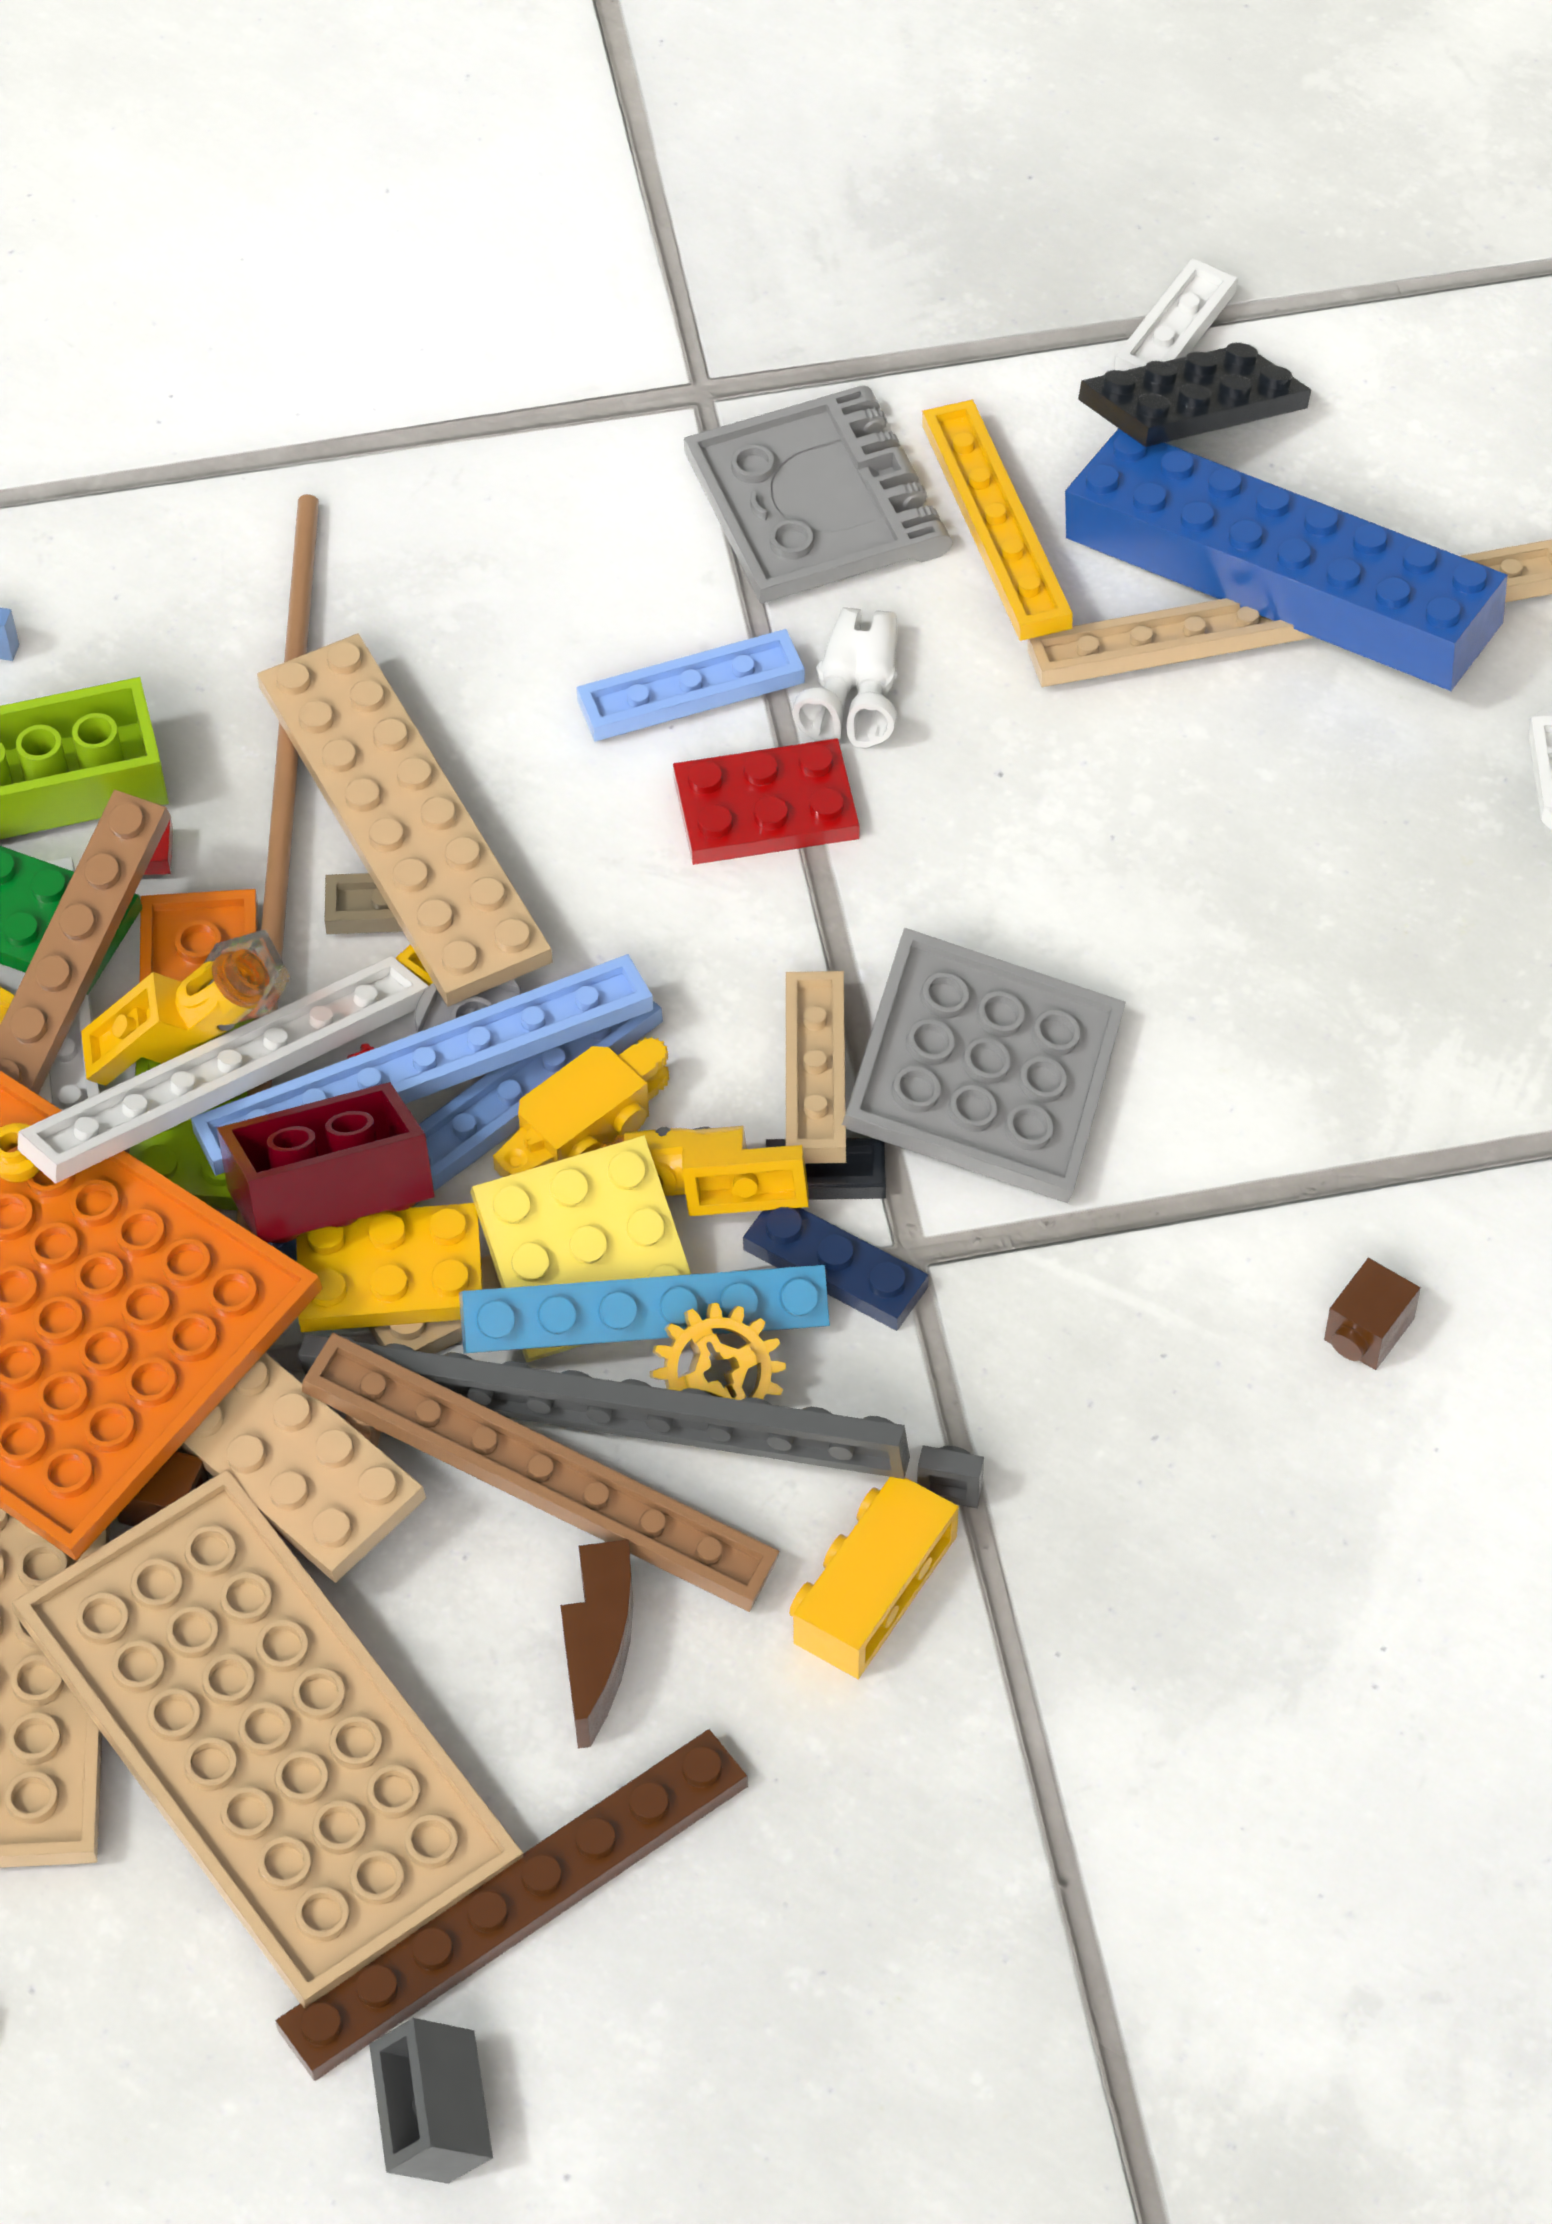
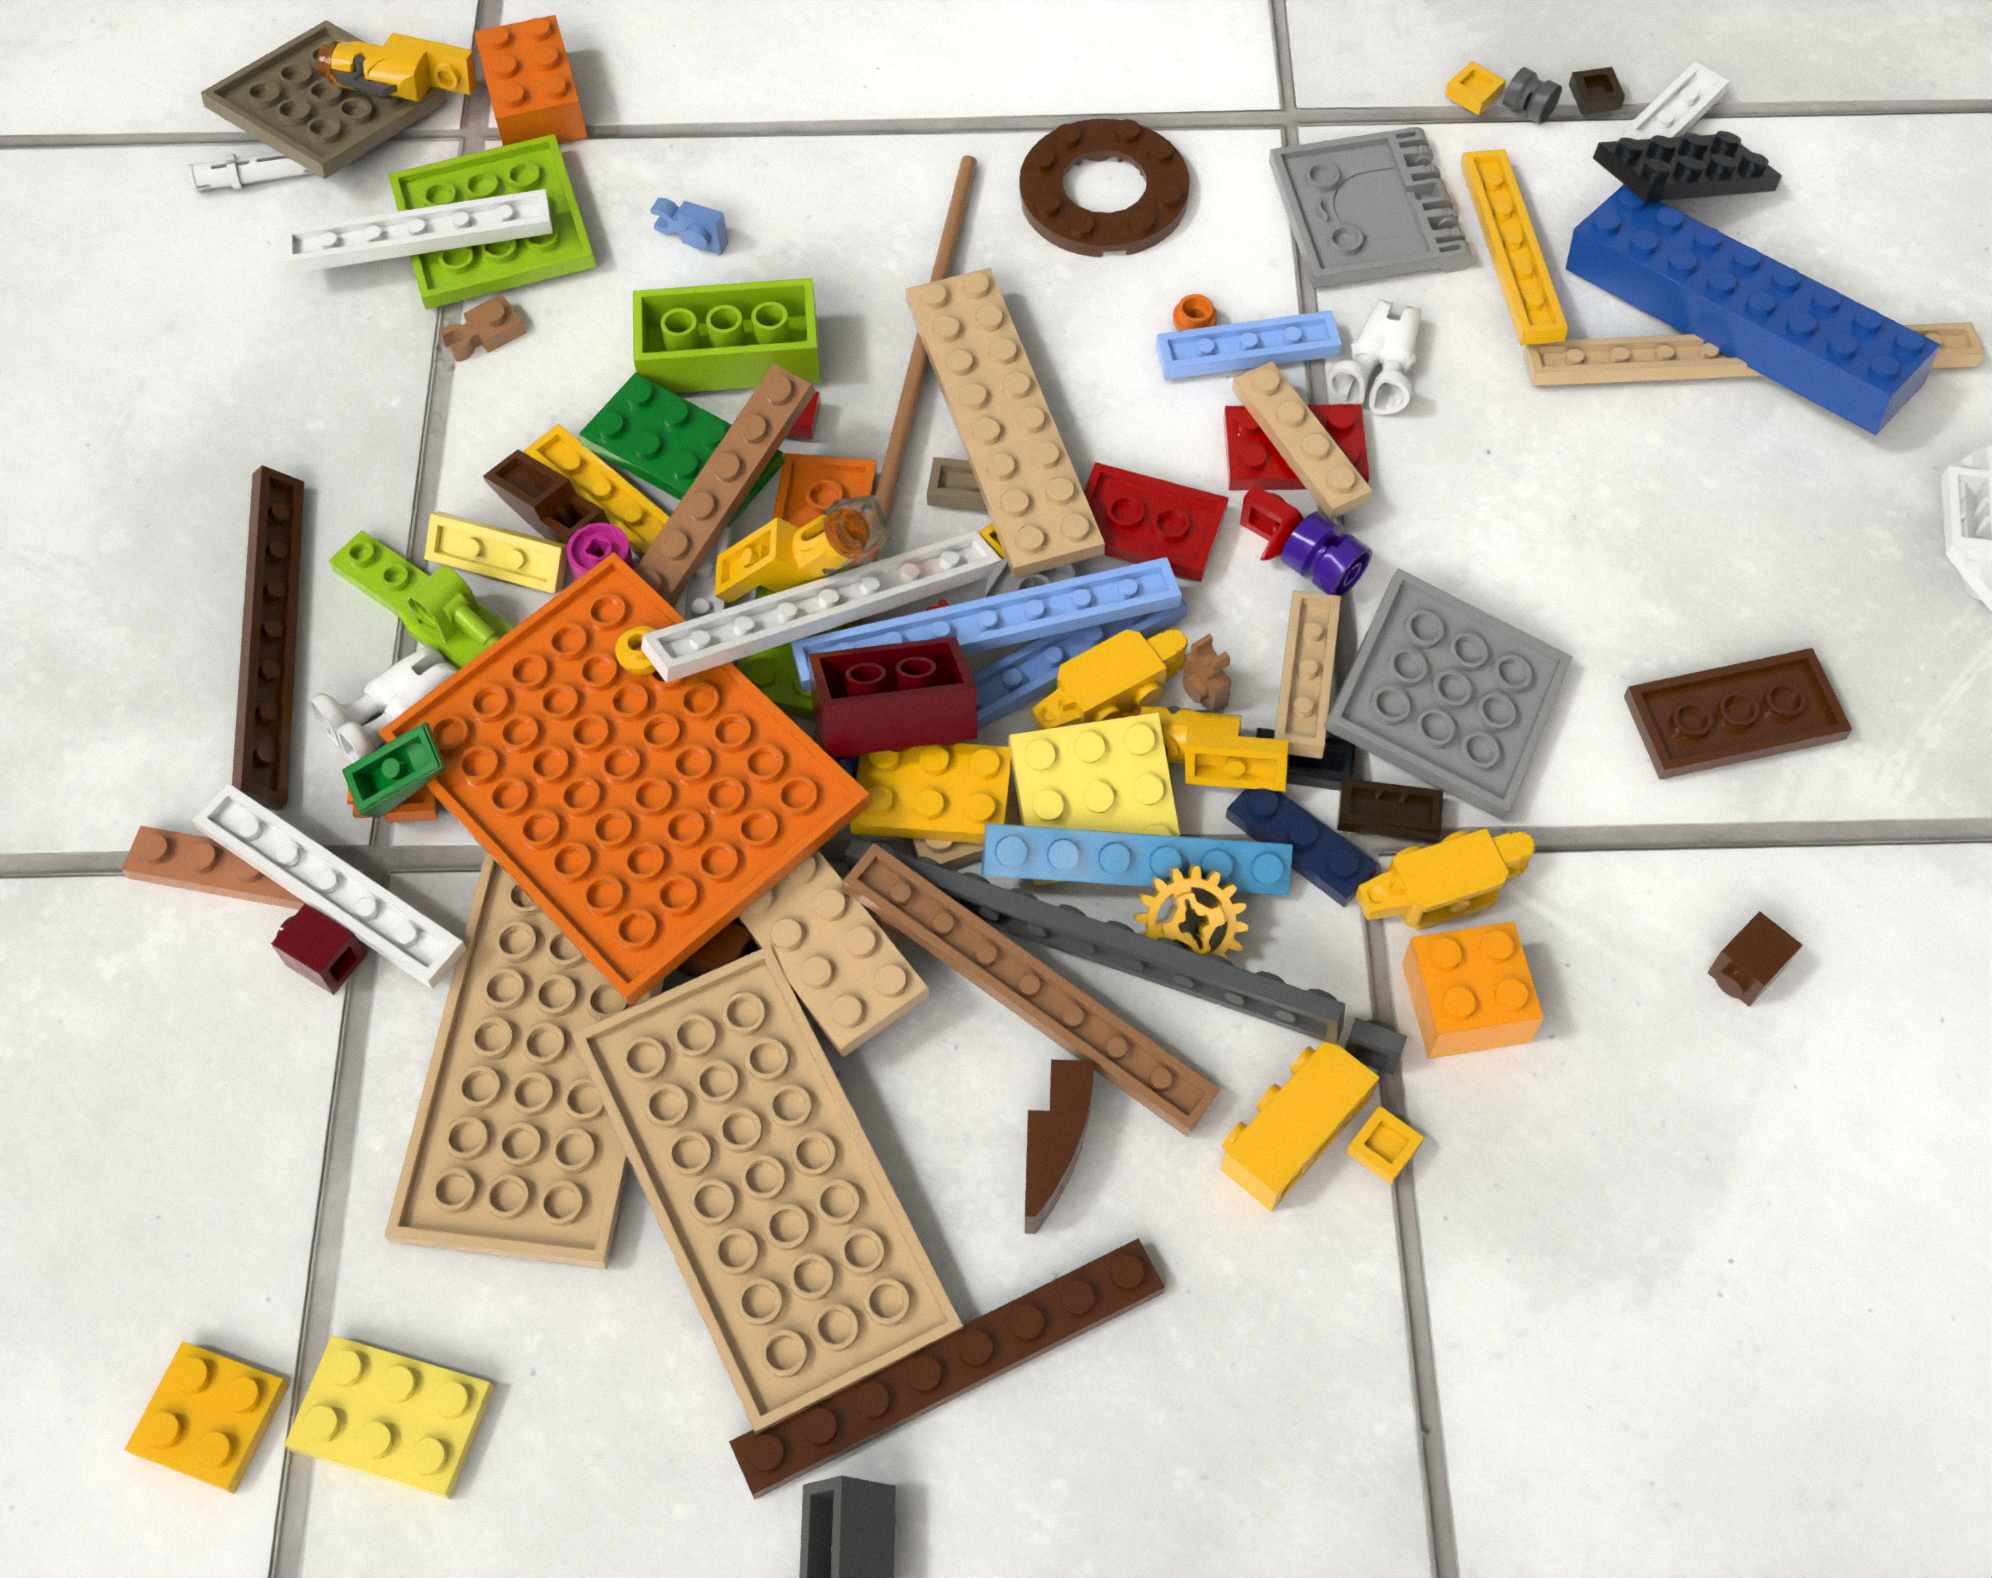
camera: 10 degrees right, 5 degrees up
(477, 571) = (1089, 232): none -> reddish brown plate
(607, 911) = (1155, 519): none -> red plate
(619, 654) = (1194, 312): none -> orange plate
(694, 1089) = (1205, 676): none -> medium nougat plate
(750, 892) = (1269, 518): none -> red plate
(770, 791) = (1302, 440): none -> tan plate
(813, 922) = (1321, 551): none -> dark purple wheel
(927, 326) = (1475, 88): none -> yellow plate
(934, 1210) = (1390, 810): none -> dark brown plate
(976, 1583) = (1385, 1145): none -> yellow plate
(998, 327) = (1532, 95): none -> dark grey wheel
(1009, 1277) = (1446, 878): none -> yellow hinge
(1053, 1397) = (1471, 990): none -> light orange brick
(1077, 309) = (1596, 90): none -> dark brown plate
(1324, 1040) = (1736, 713): none -> reddish brown plate

